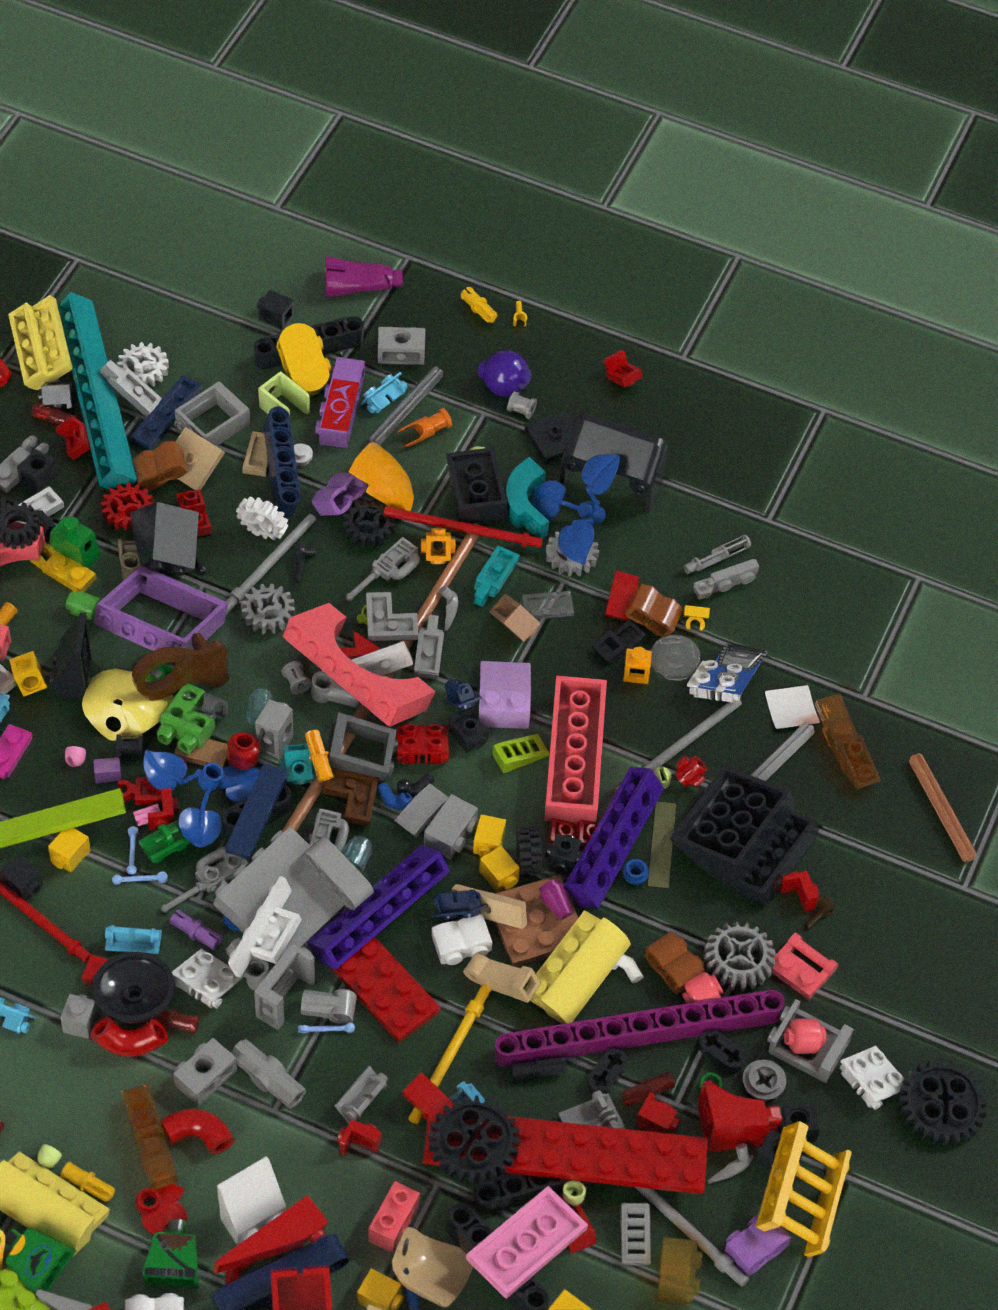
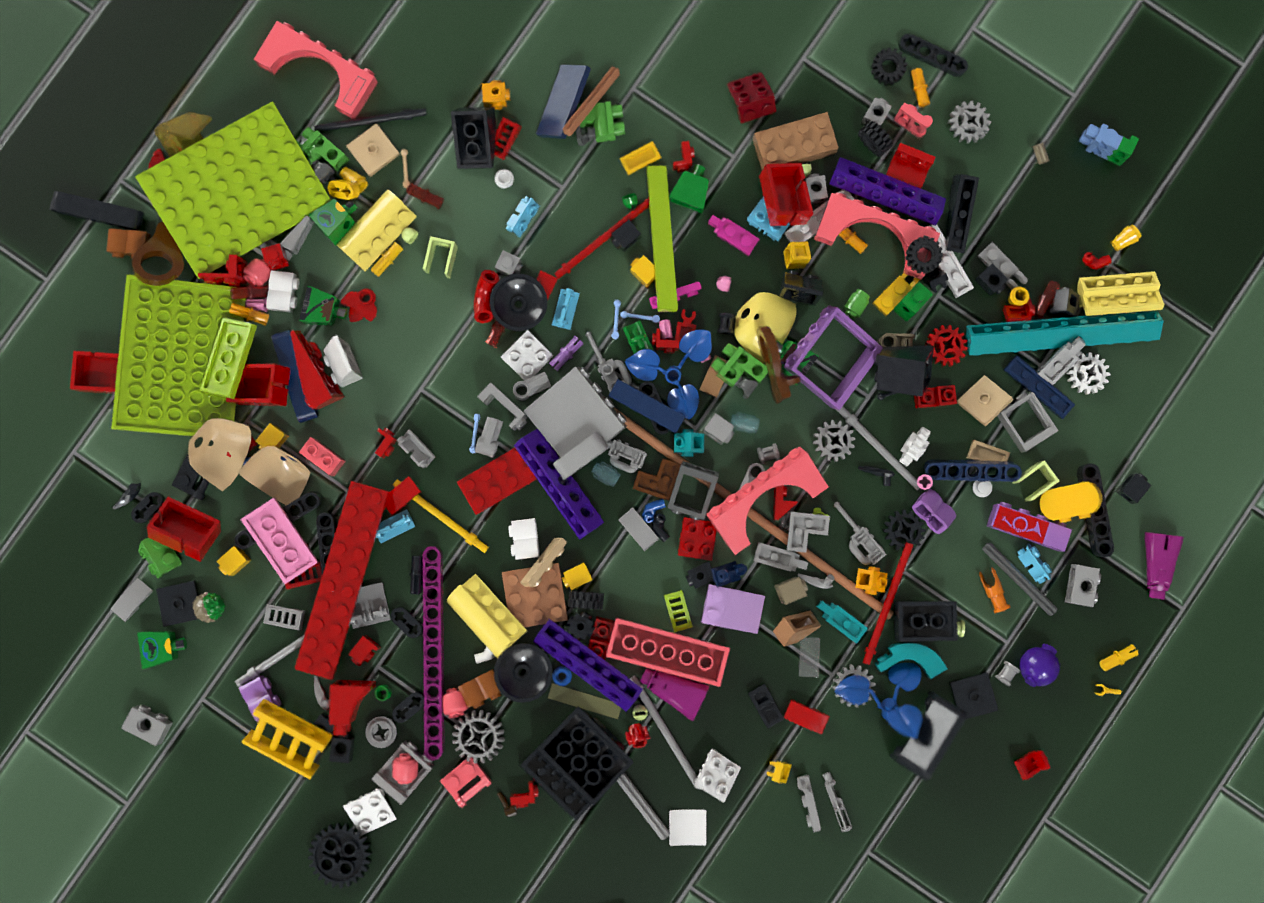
camera: 105 degrees right, 30 degrees up
(56, 438) = (1021, 294): none -> yellow cone
(79, 1092) = (430, 253): none -> yellowish green piece
(107, 770) = (711, 305): medium lavender slope -> none
(108, 827) = (690, 290): none -> dark pink hinge
(149, 1137) = (409, 303): clear orange slope -> none
(160, 465) = (980, 374): dark orange brick -> none
(198, 1124) = (414, 336): red cylinder -> none
(199, 1085) = (455, 356): light grey brick -> none
(243, 750) = (712, 403): red head -> none
(268, 931) = (539, 400): white bracket -> none
(268, 1074) = (444, 387): light grey piece -> none
(304, 506) = (925, 482): none -> bright pink piece
(318, 756) = (683, 457): light orange axle -> none
(384, 476) = (945, 549): light orange brick -> none
(386, 659) = (766, 514): white plate -> none
(450, 908) = (545, 539): dark blue hinge -> none
(451, 826) = (619, 547): light grey brick -> none
(468, 625) = (791, 590): none -> dark tan brick
(489, 834) = (605, 573): yellow brick -> none
(495, 1151) = (338, 529): black gear -> none
(502, 977) = (486, 561): tan leg -> none
(556, 899) = (541, 611): magenta cone -> none
(568, 1191) = (311, 583): yellowish green hinge -> none
(625, 732) = (678, 692): none -> magenta piece
(637, 659) = (739, 715): light orange brick -> none
(642, 900) = (536, 677): none -> black dish
(653, 610) = (786, 738): dark orange brick -> none
(654, 1085) = (387, 647): clear red axle -> none
(675, 657) = (745, 747): clear tile -> none
(677, 1271) = (250, 640): clear yellow brick -> none
(747, 657) = (738, 792): sticker -> none
(845, 743) = (644, 861): clear orange slope -> none

